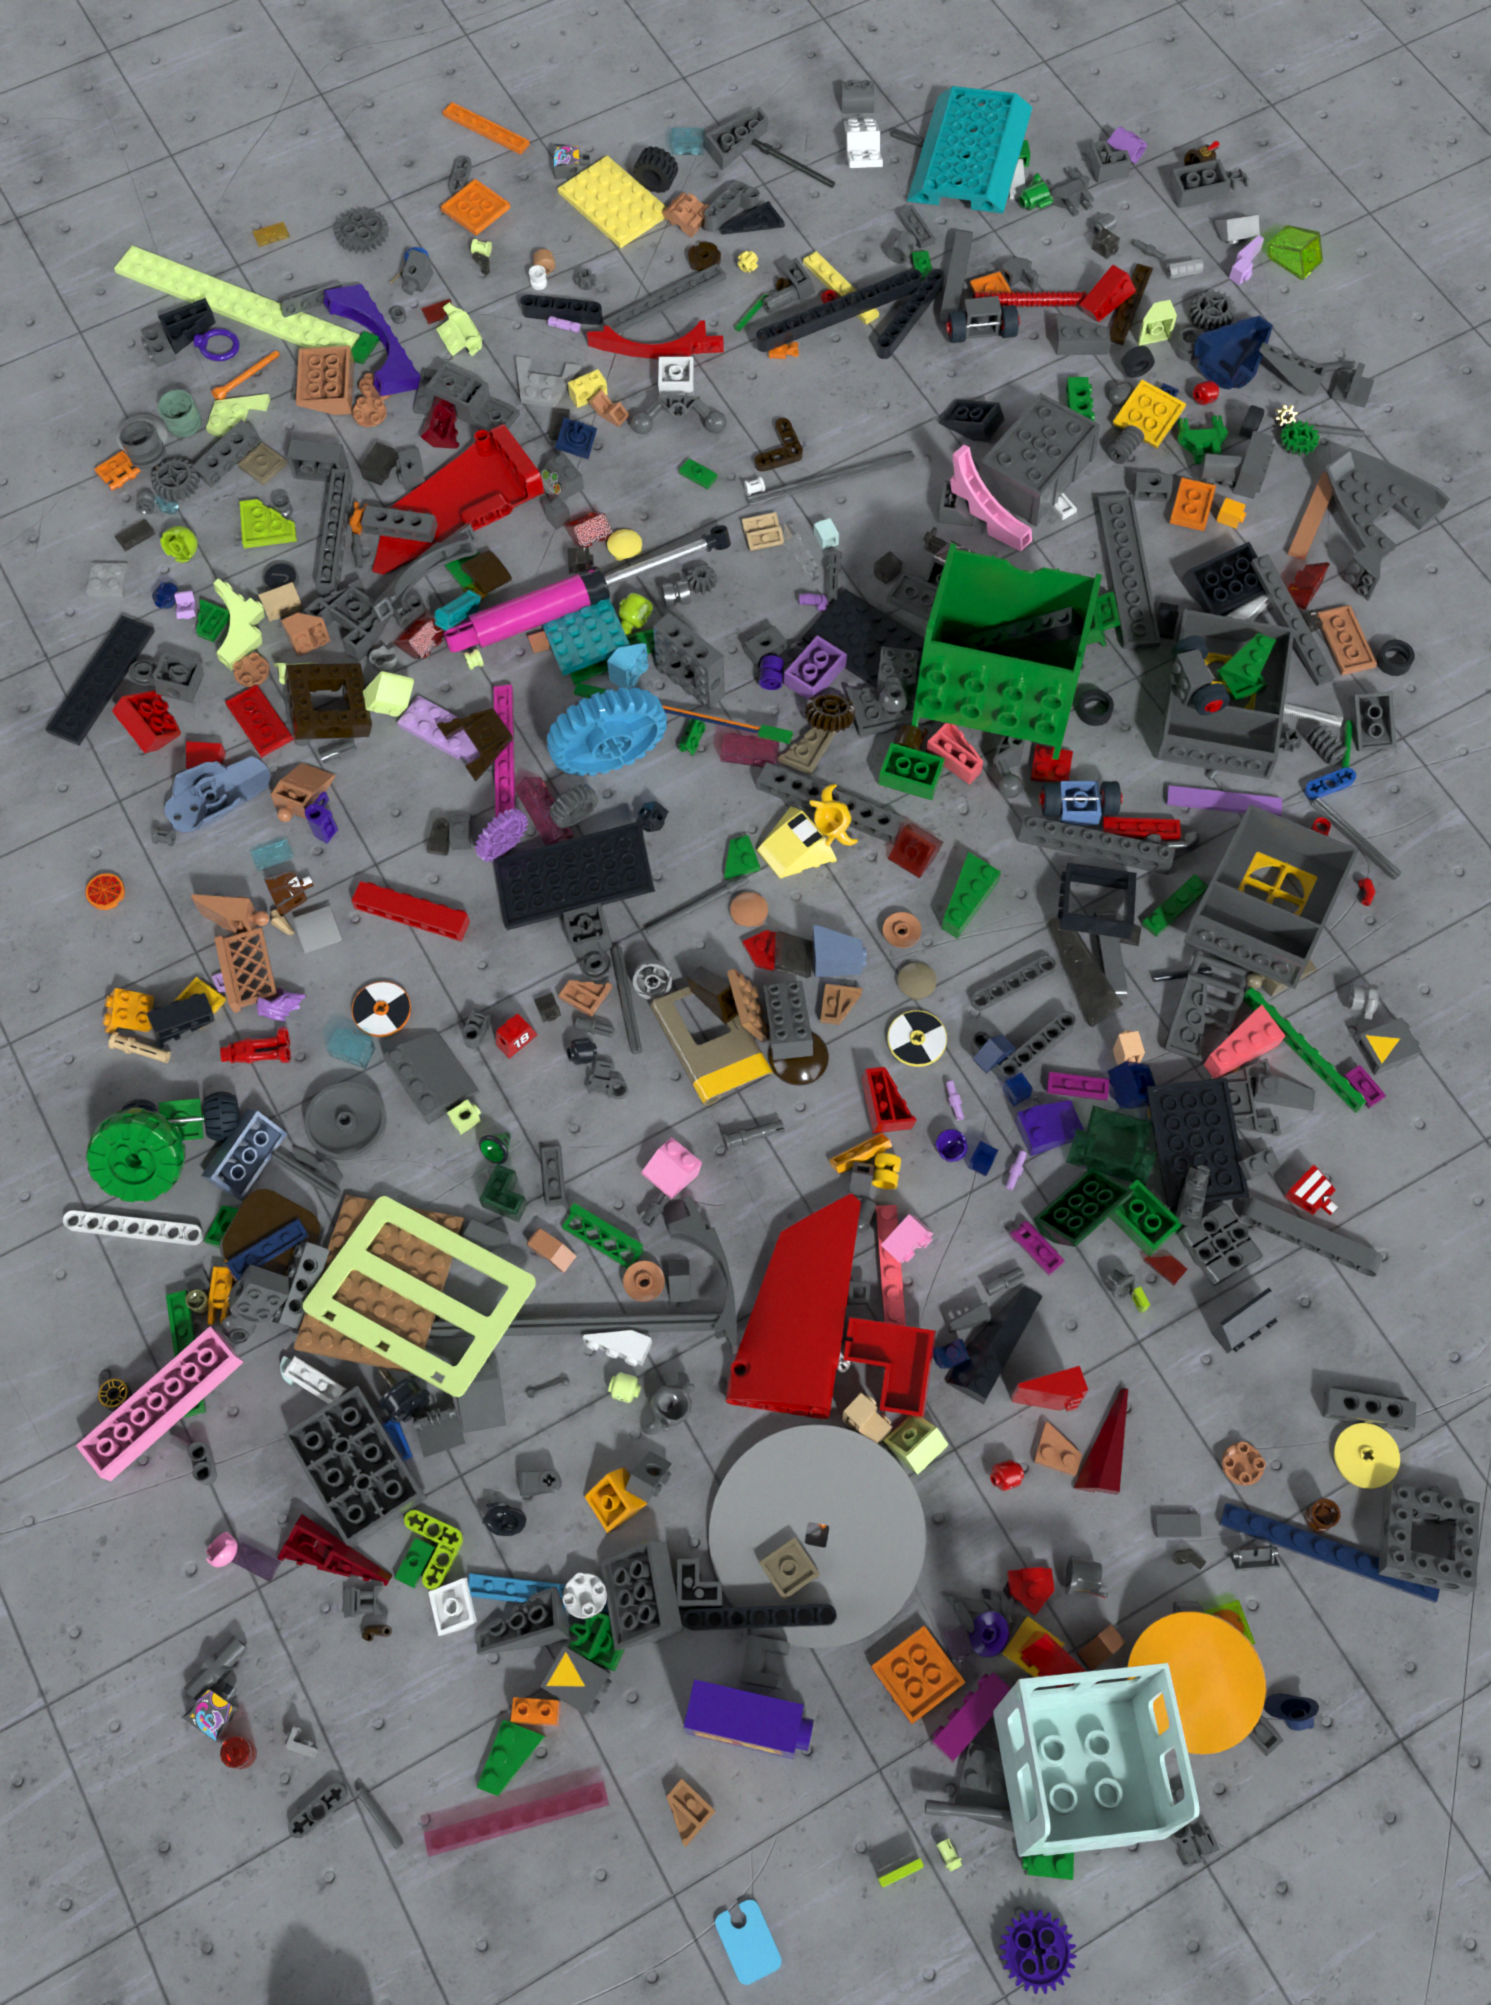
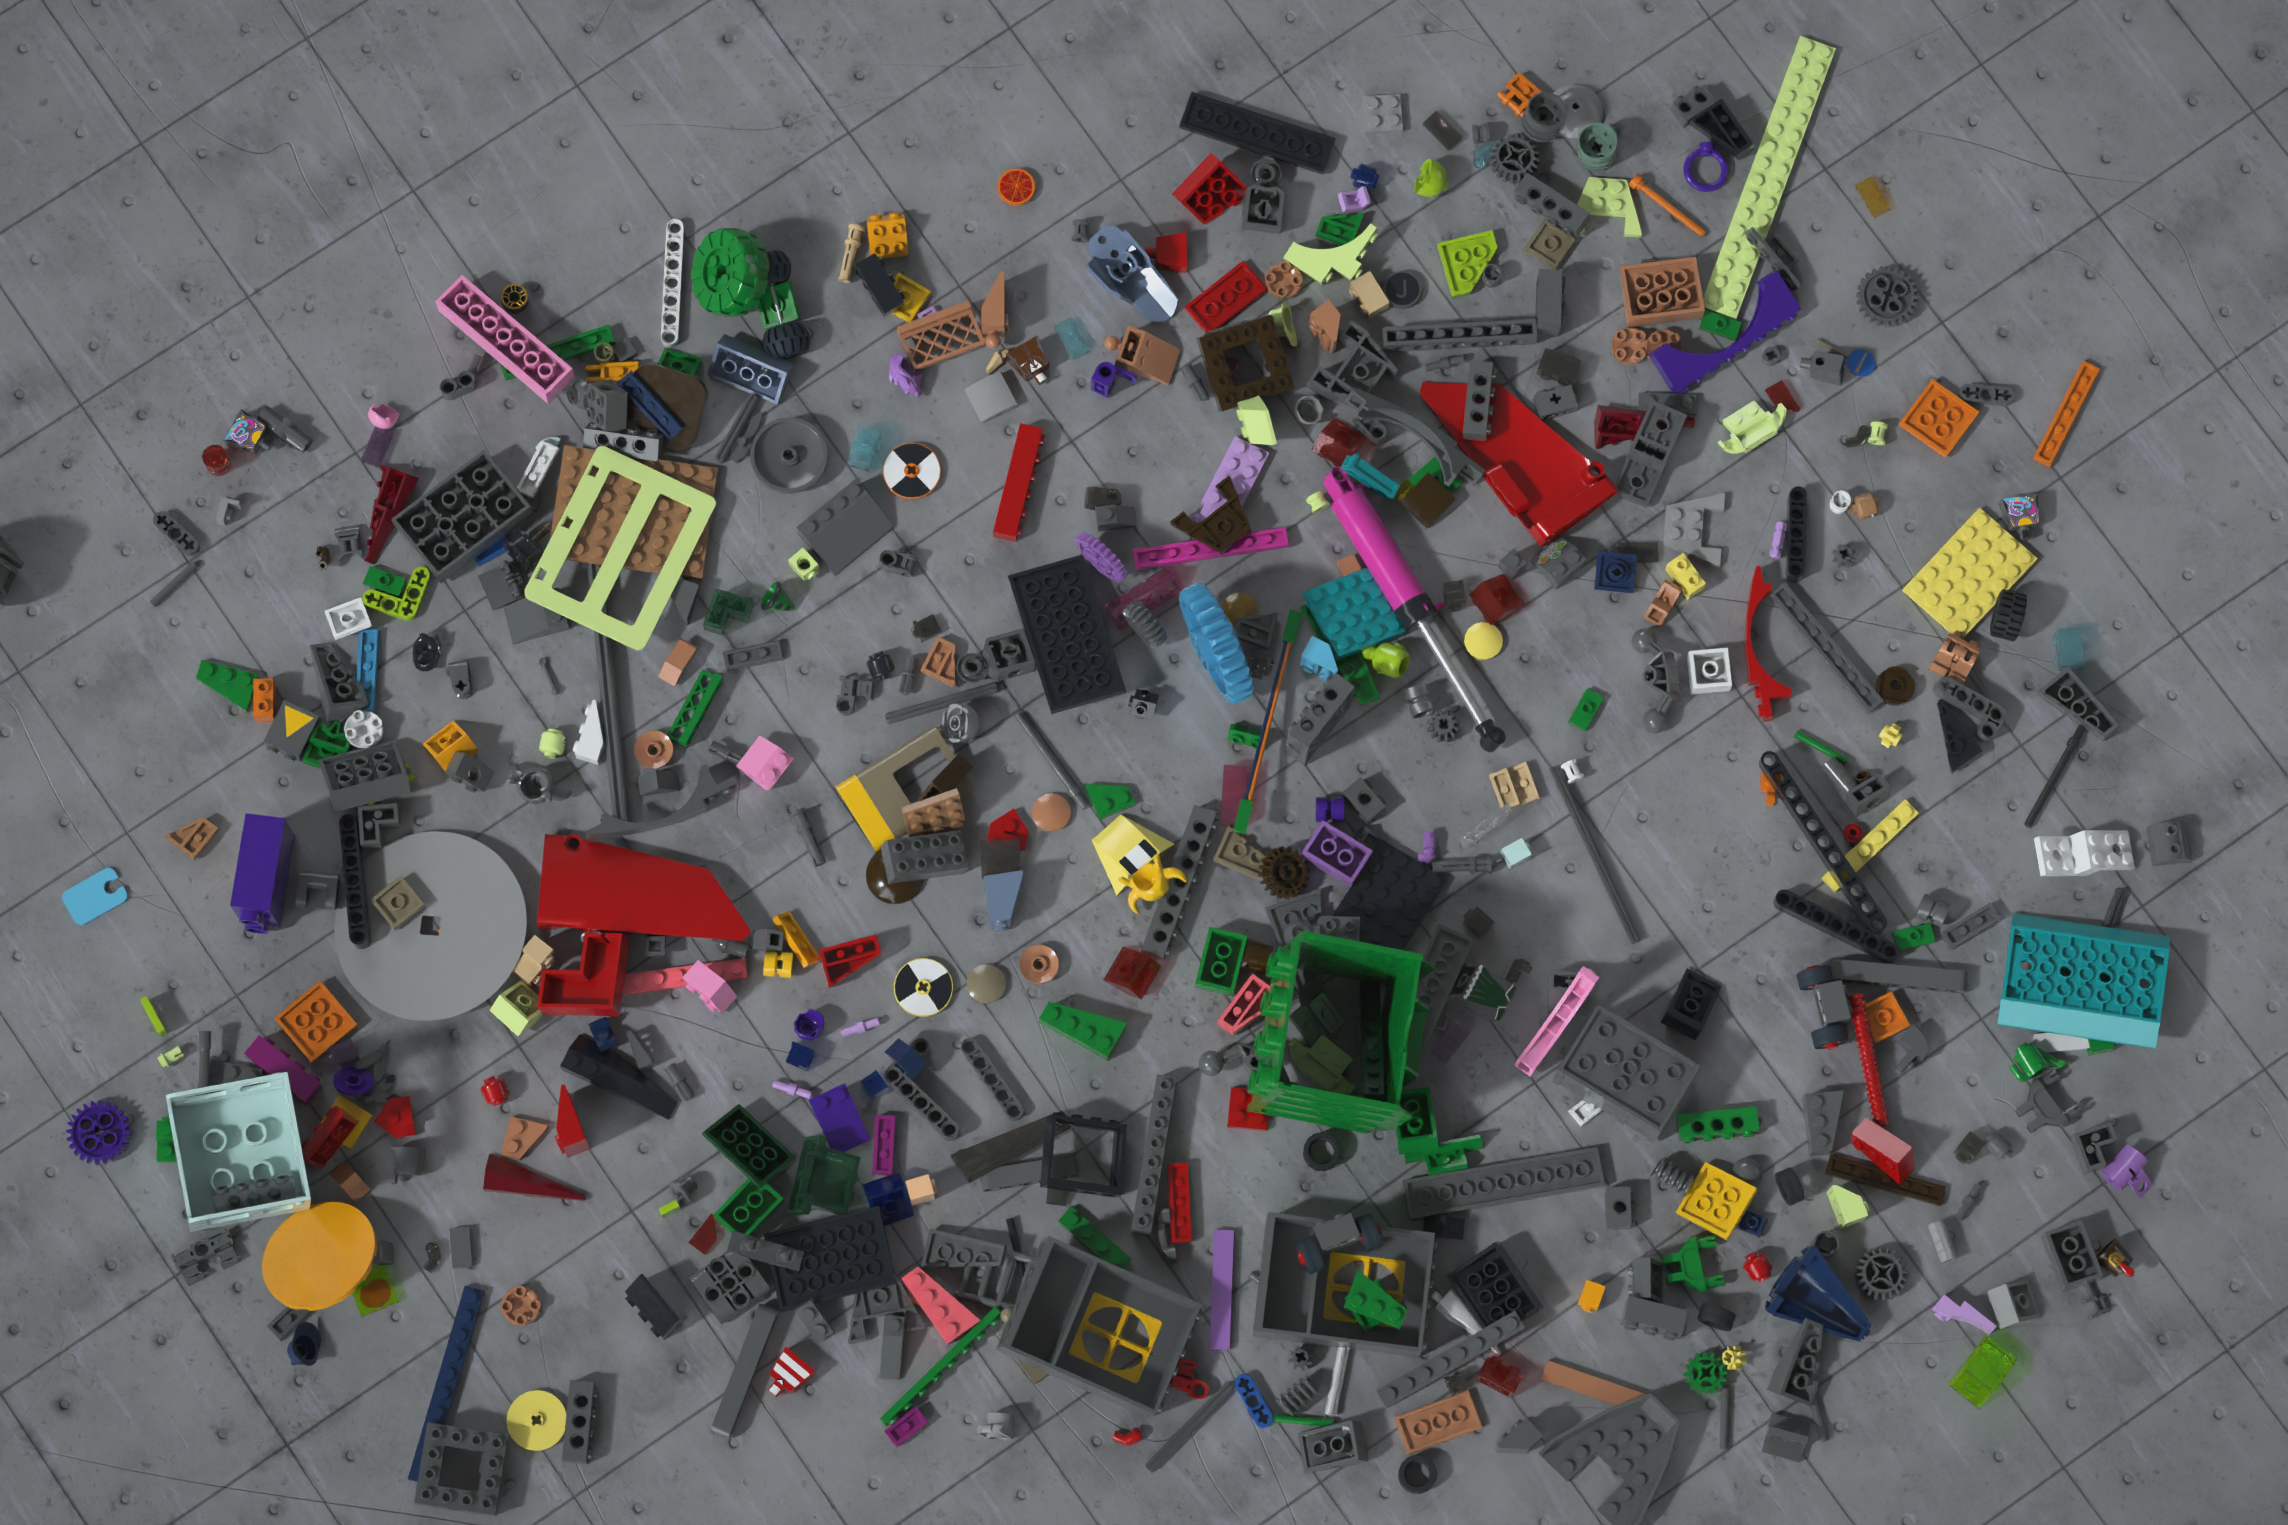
camera: 80 degrees right, 10 degrees up
(245, 1050) = (856, 351): red piece -> none
(355, 520) = (1481, 354): orange plate -> none
(514, 1035) = (891, 600): red torso -> none
(516, 1819) = (178, 696): clear pink plate -> none
(785, 451) = (1625, 802): dark brown beam -> none
(838, 1003) = (953, 907): medium nougat wing -> none
(1037, 1248) = (714, 1110): magenta plate -> none
(1080, 801) = (1199, 1134): brick -> none
(1130, 1754) = (243, 1190): none -> dark grey brick
(1192, 504) = (1600, 1253): orange plate -> none
(1246, 1559) = (432, 1310): dark grey hinge -> none
(1322, 1515) = (476, 1375): reddish brown wheel -> none
(1388, 1046) = (951, 1452): dark grey brick -> none

